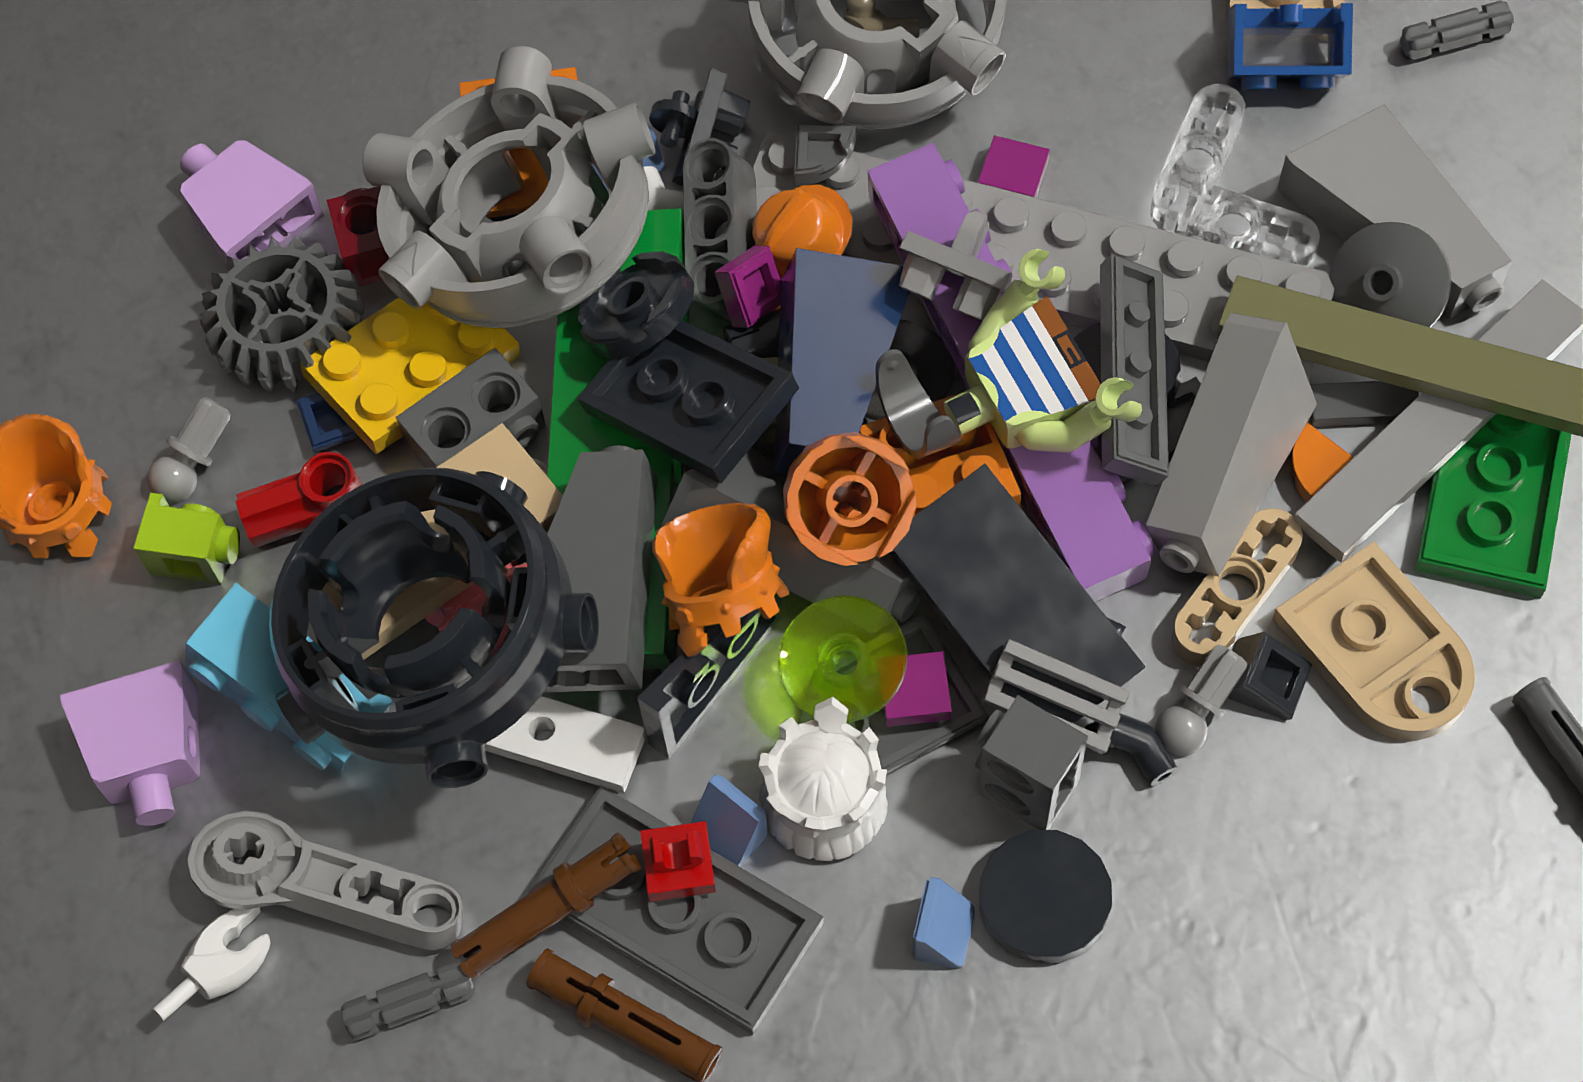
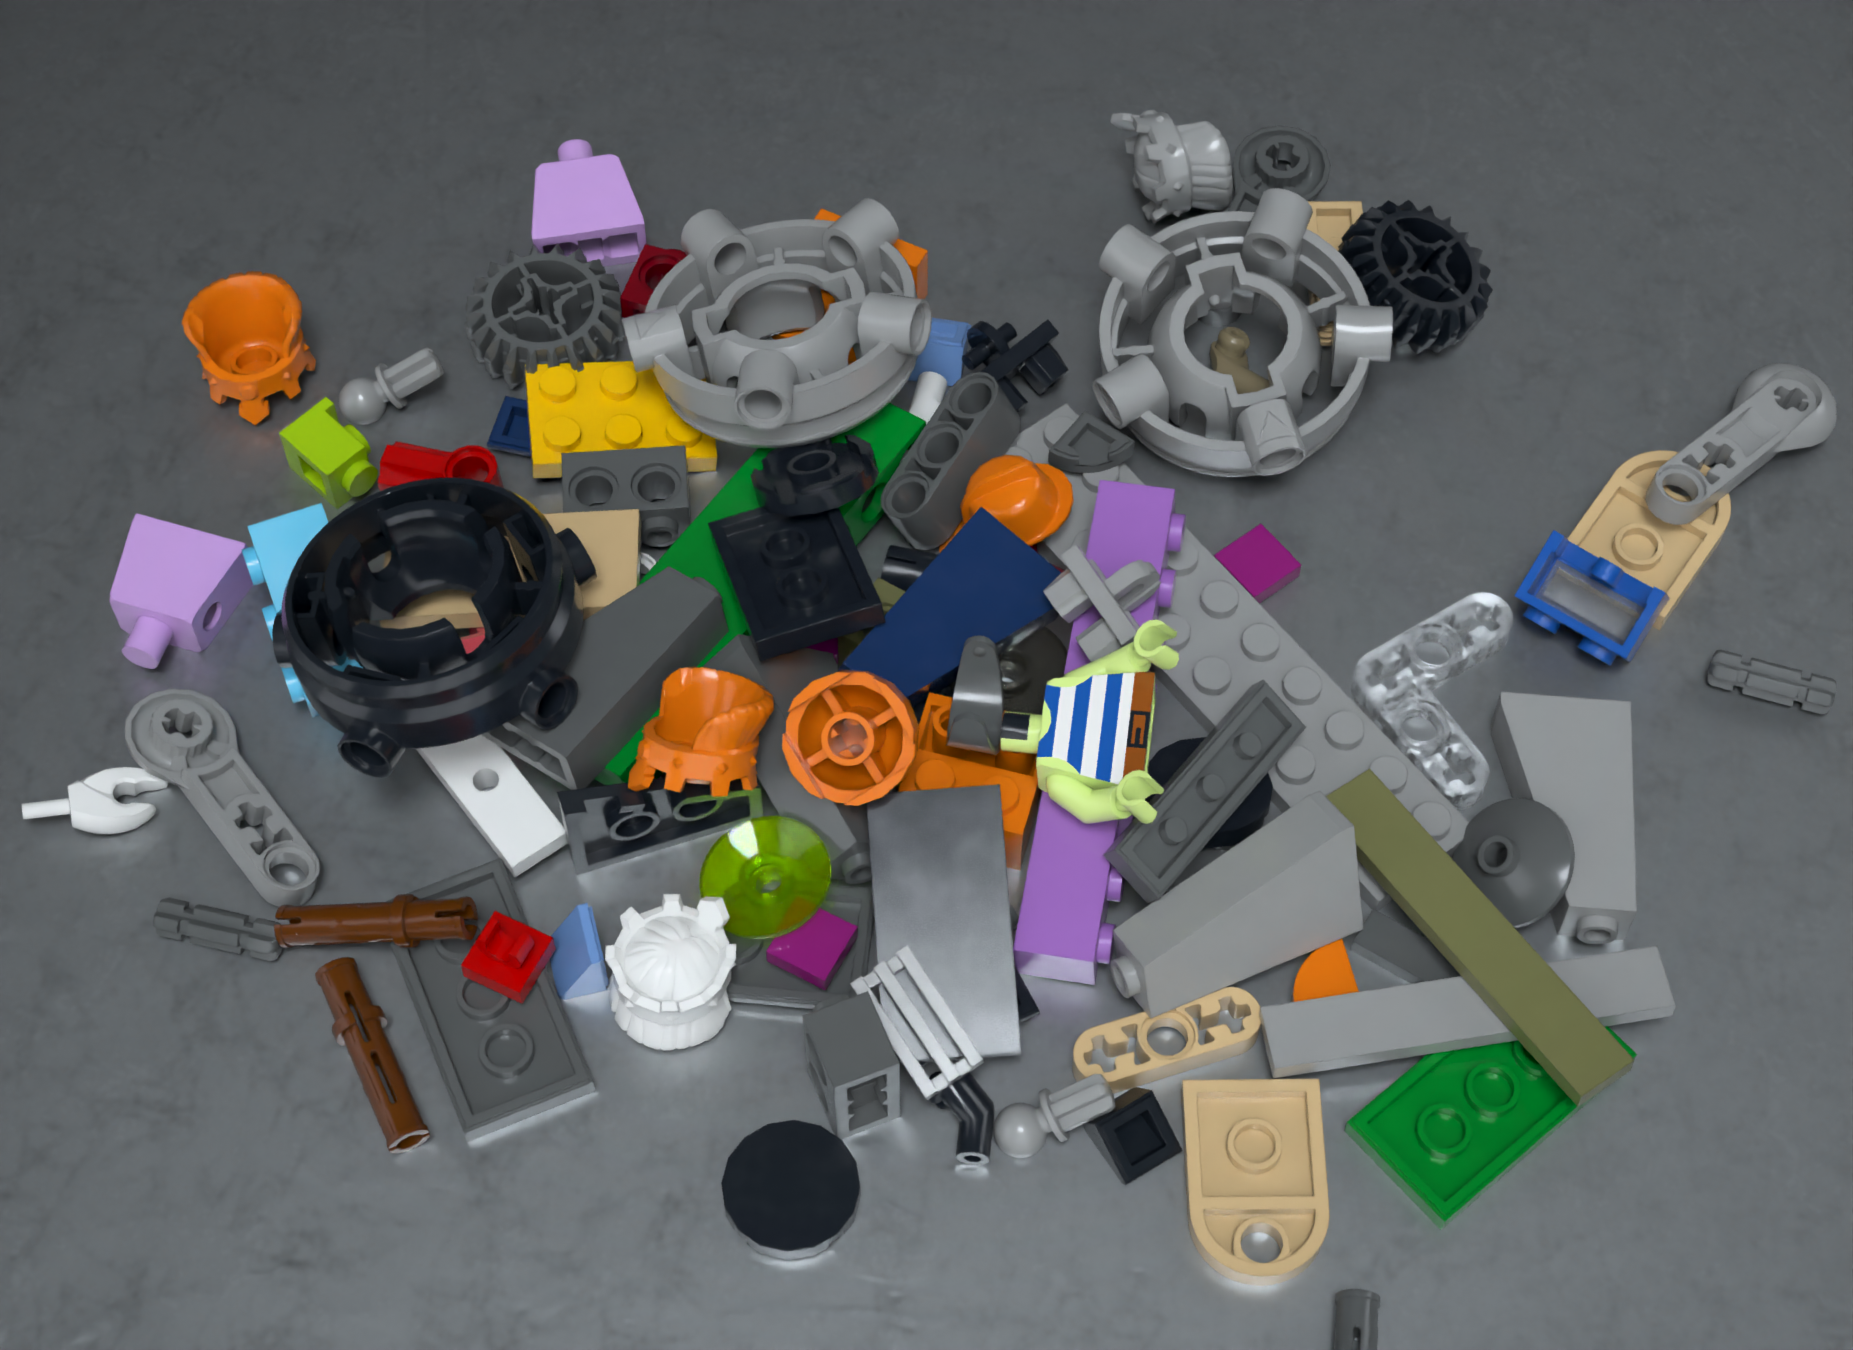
camera: 30 degrees right, 5 degrees down
(750, 286) = (930, 519): magenta tile -> none
(942, 925) = (683, 1153): medium blue slope -> none

